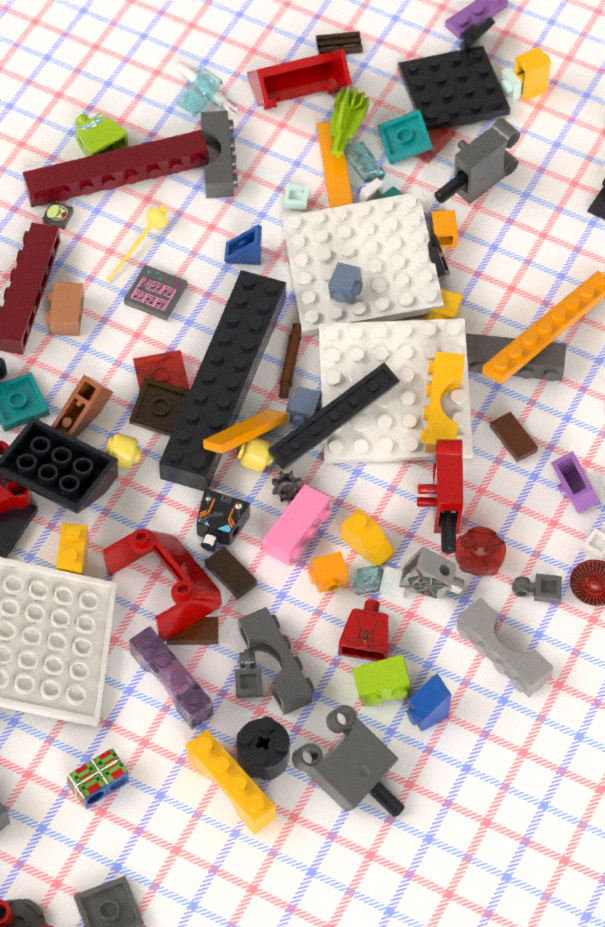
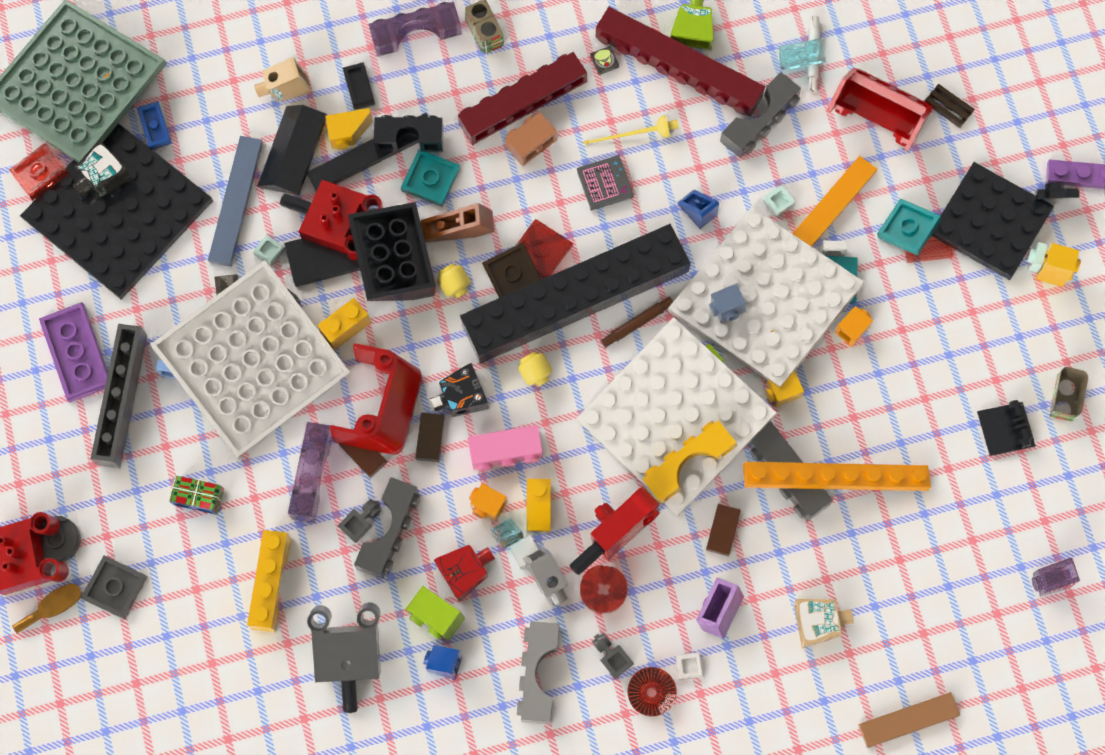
camera: 50 degrees right, 15 degrees up
(245, 431) = (540, 347): light orange tile -> none
(251, 746) = (305, 568): black brick -> none
(290, 480) = (528, 413): black gear -> none
(303, 405) = (604, 367): sand blue brick -> none
(333, 416) = (608, 395): black plate -> none
(346, 118) = (881, 173): lime piece -> none
(363, 162) = (856, 218): clear light blue plate -> none
(437, 256) = (820, 344): black tile -> none
(482, 163) = (931, 303): dark grey piece -> none

